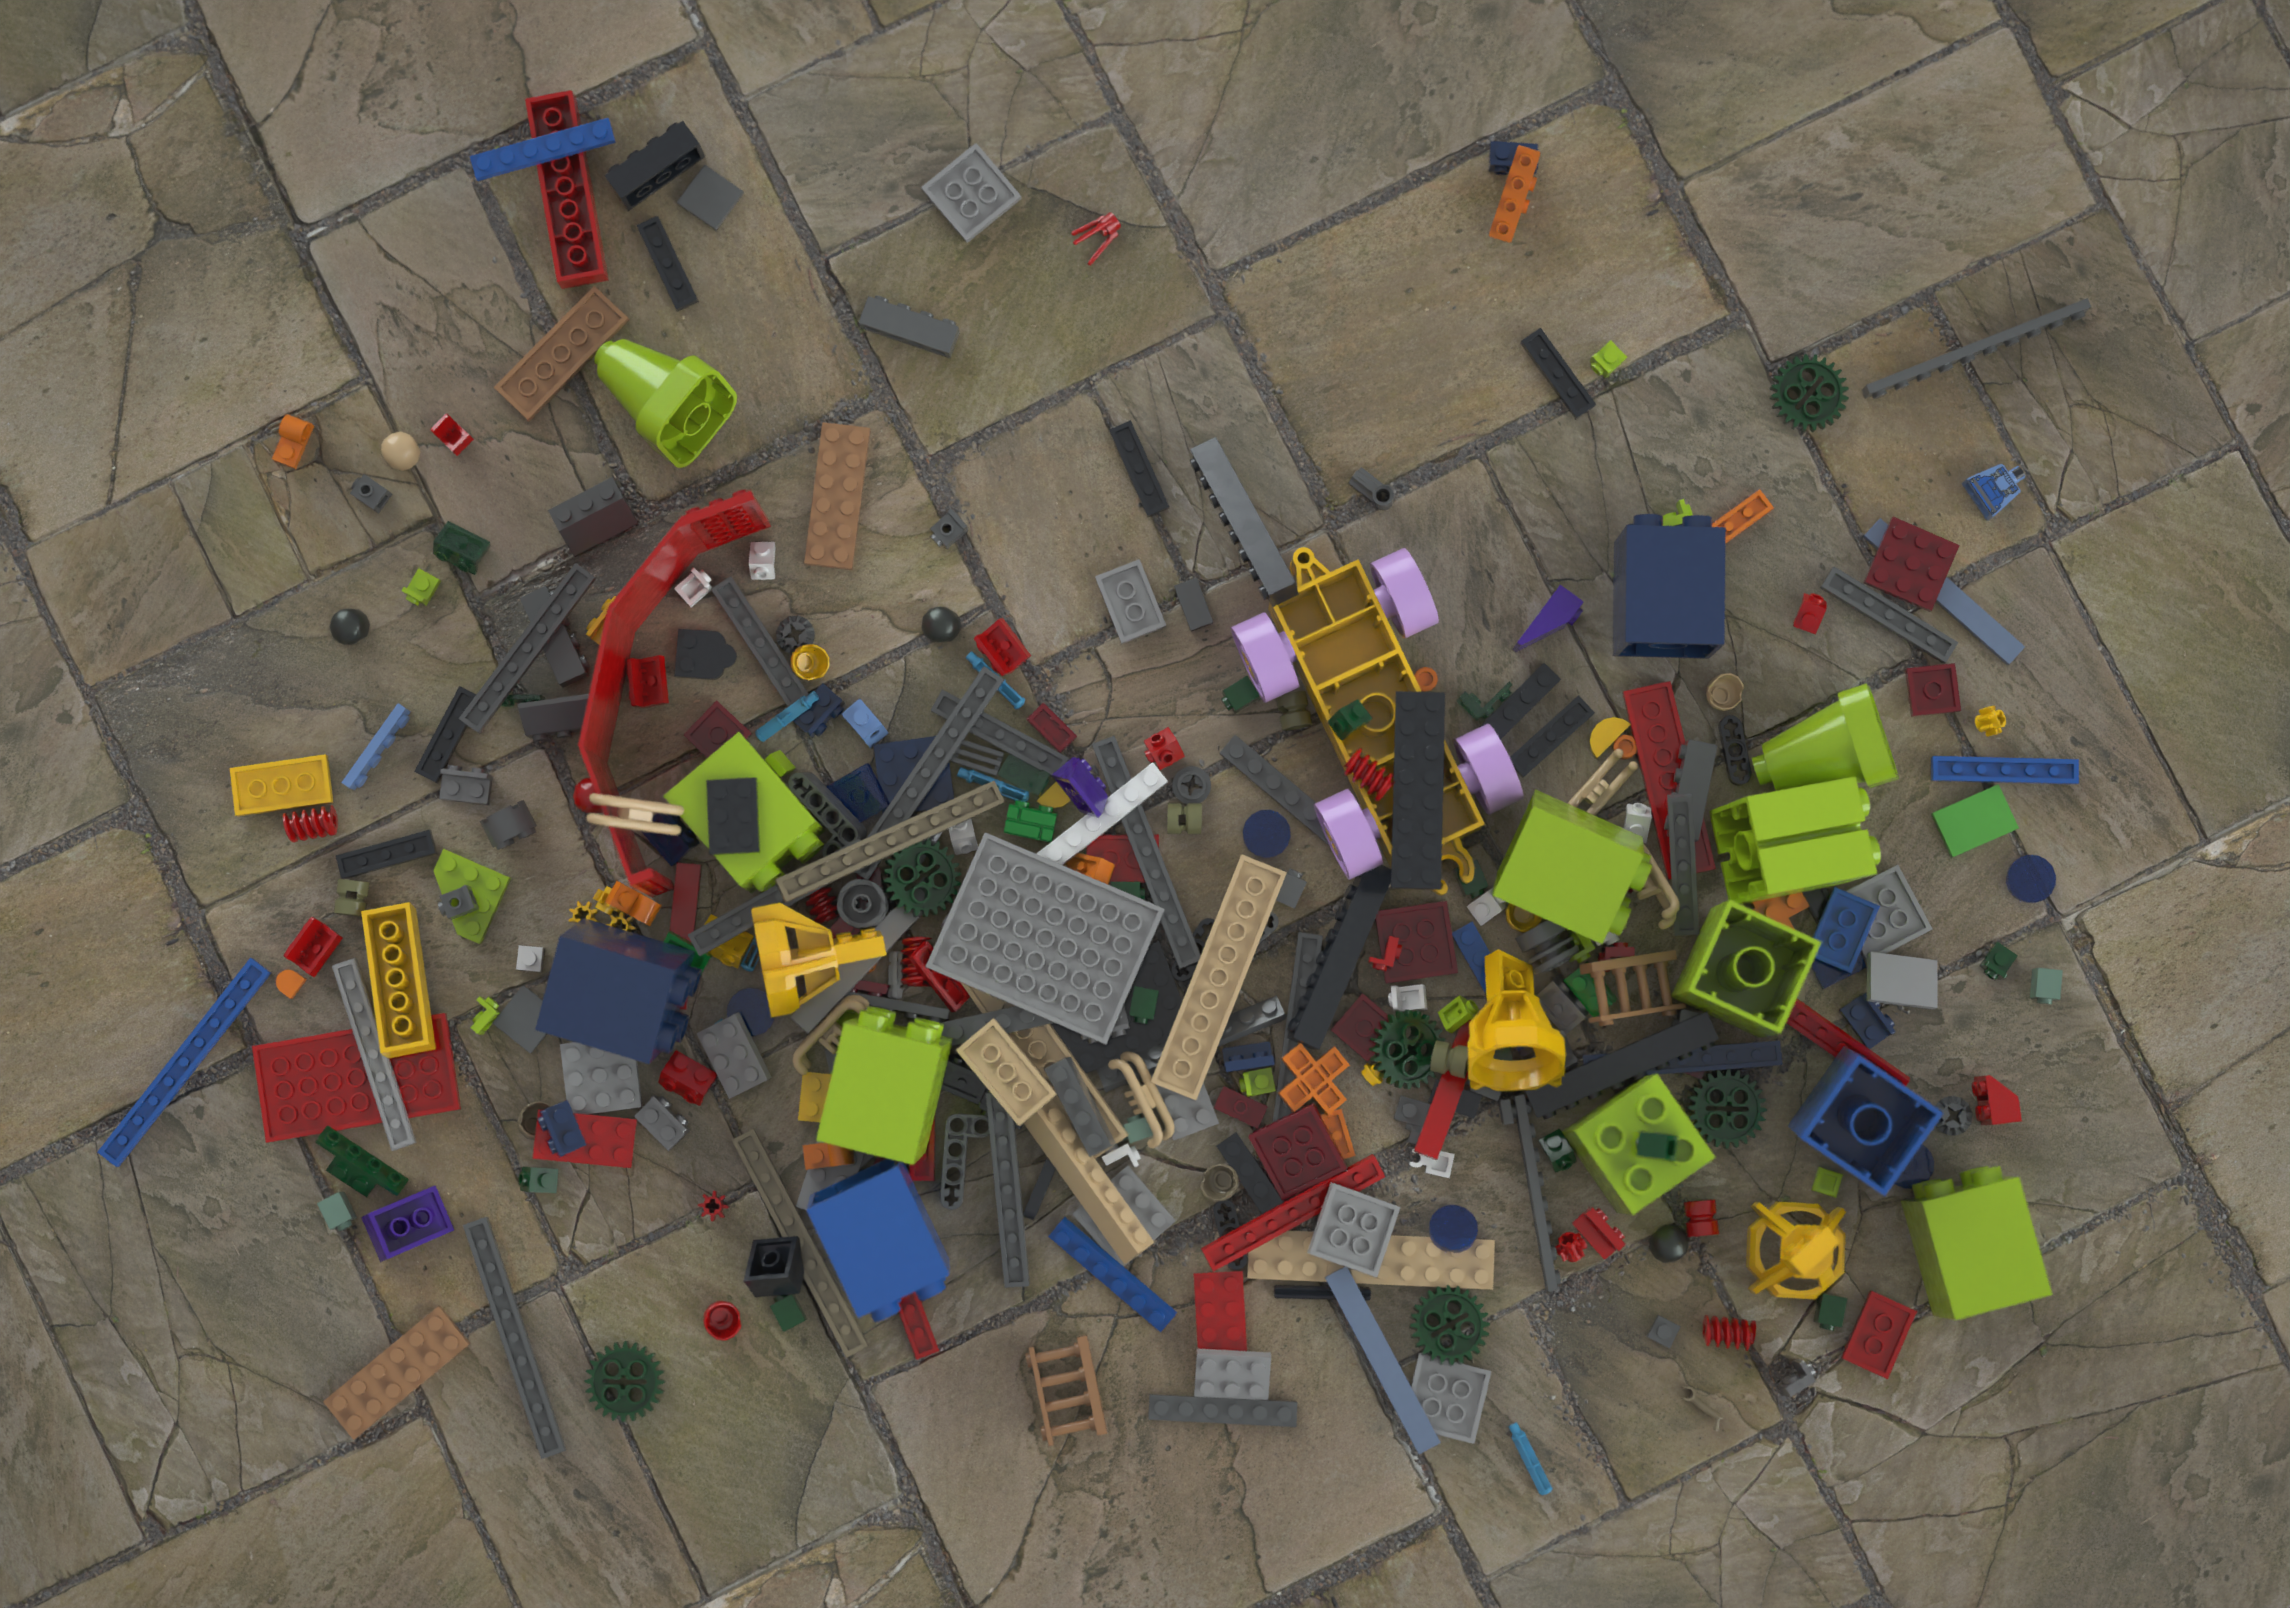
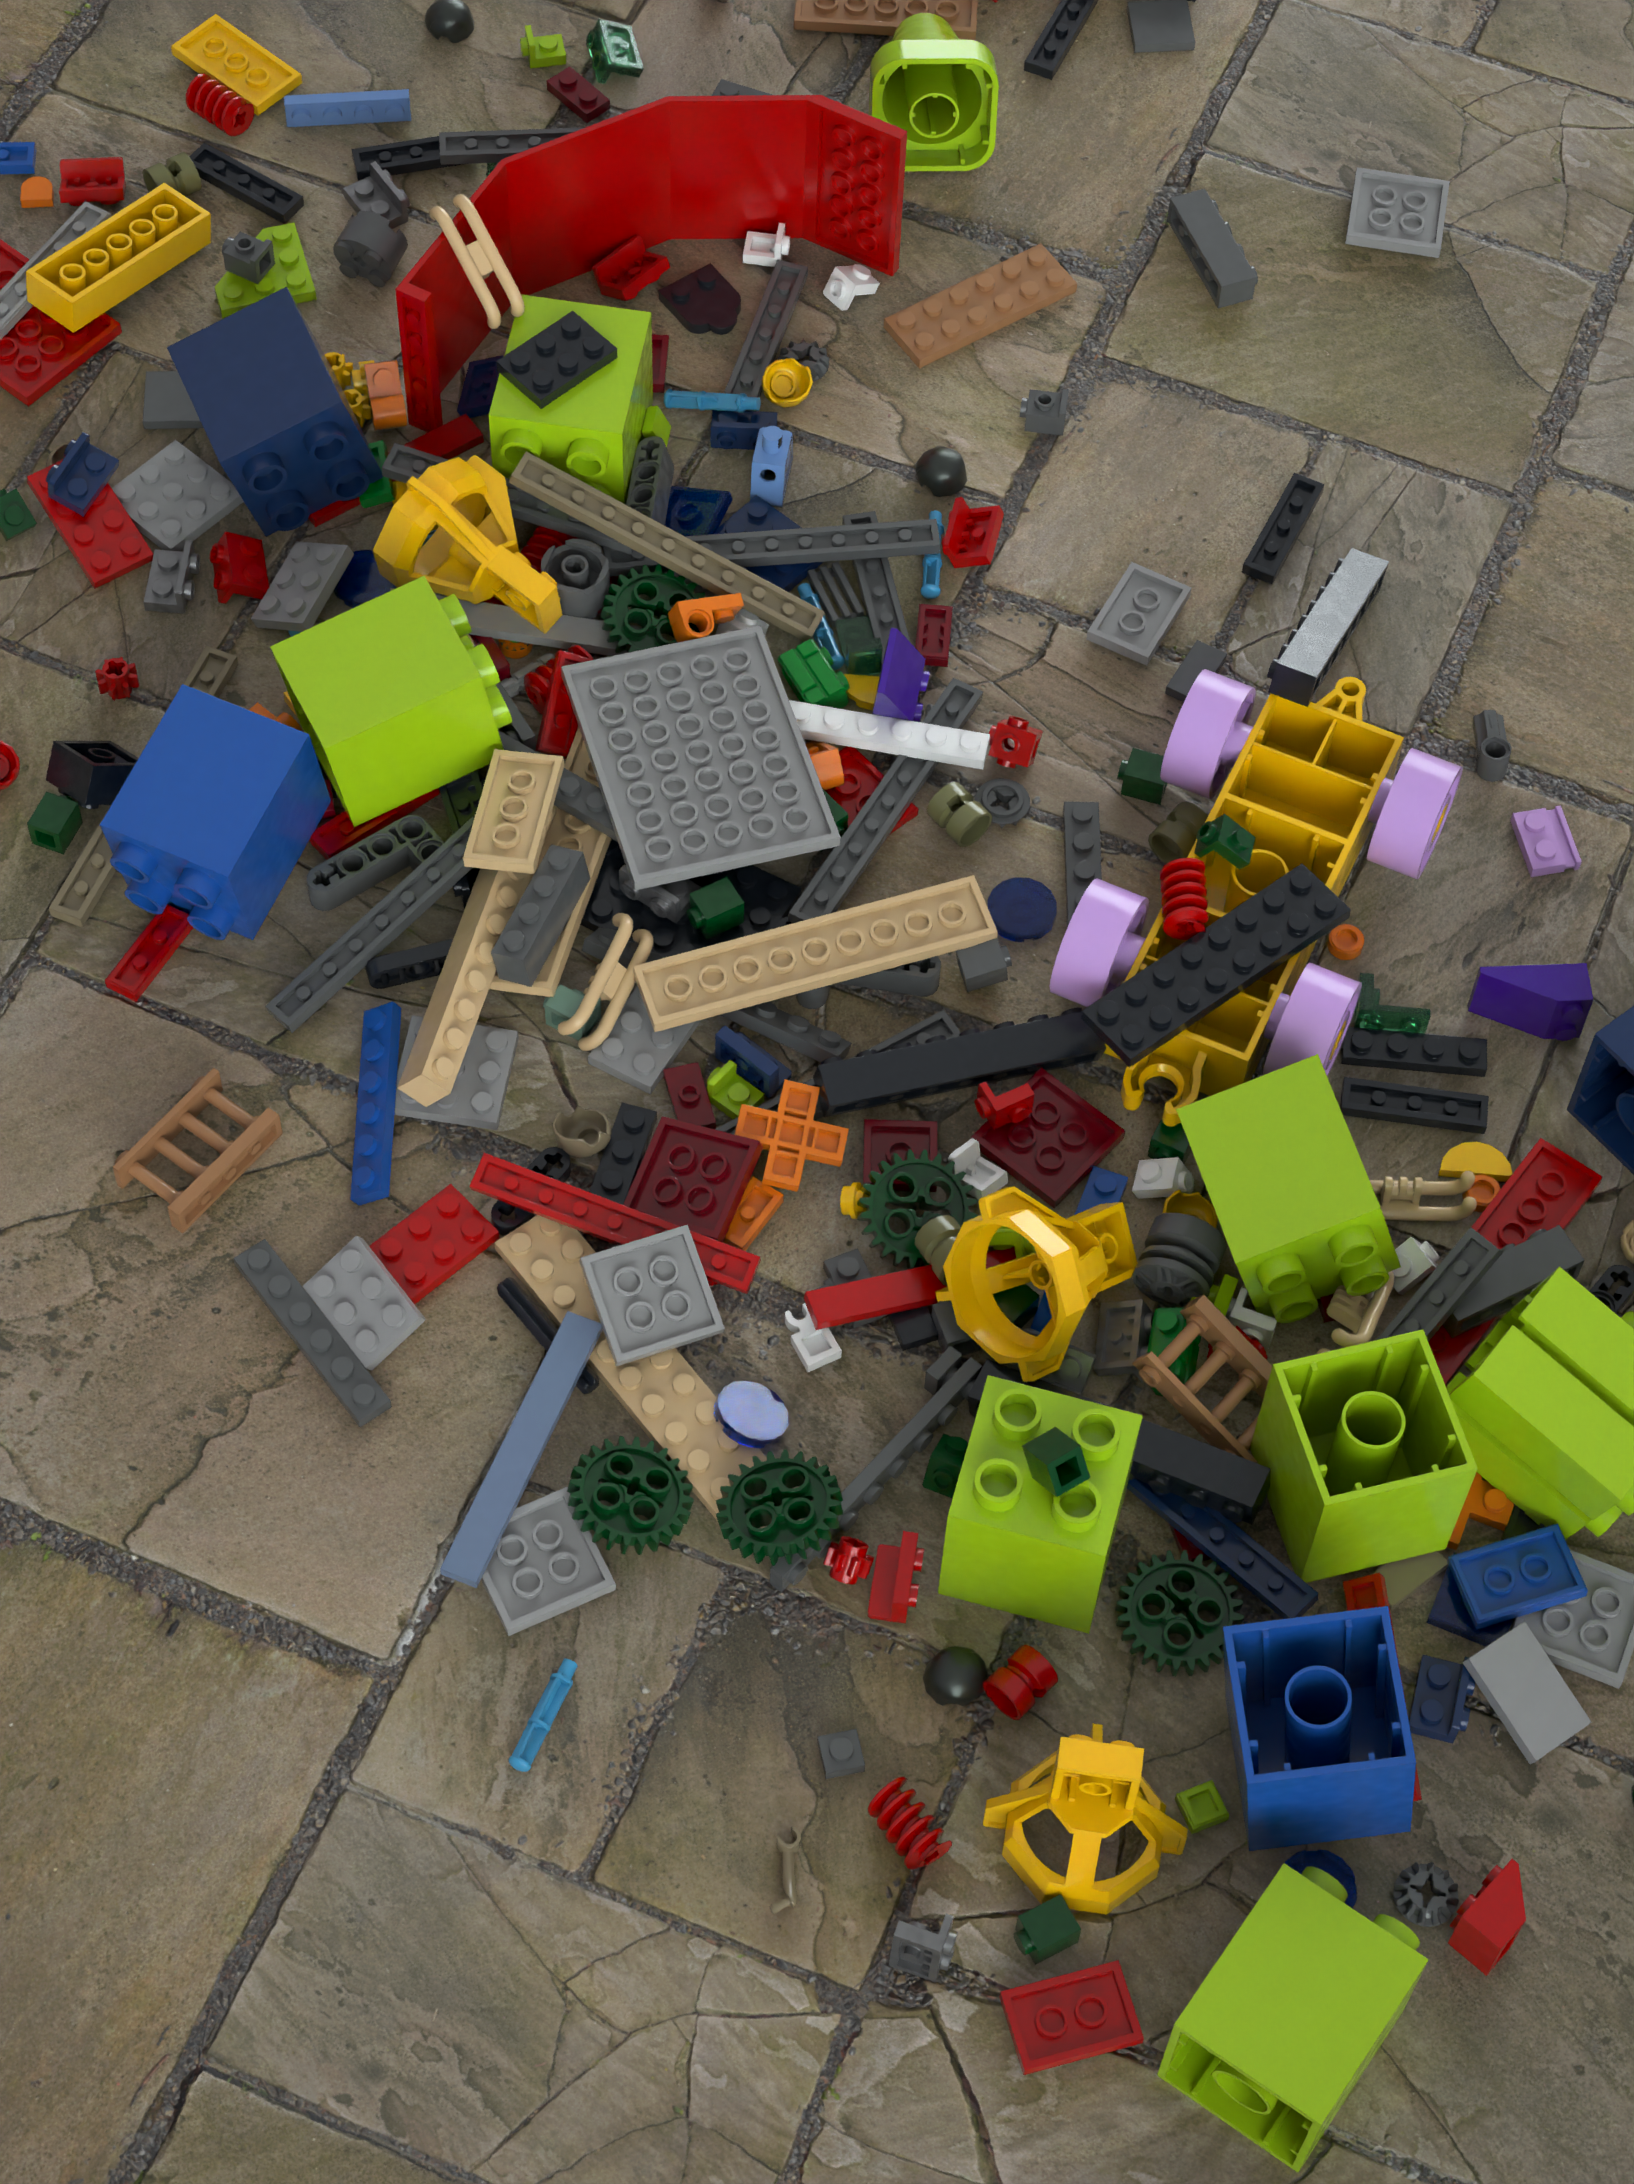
camera: 45 degrees right, 25 degrees down
(475, 596) = (578, 94): none -> dark red plate
(484, 1020) = (142, 359): lime bracket -> none
(951, 843) = (703, 614): none -> orange plate
(1105, 225) = (1493, 336): red plant -> none
(1116, 1153) = (524, 1012): white bracket -> none
(1451, 515) = (1545, 841): none -> lavender plate
(1503, 1249) = (779, 1507): none -> dark green gear

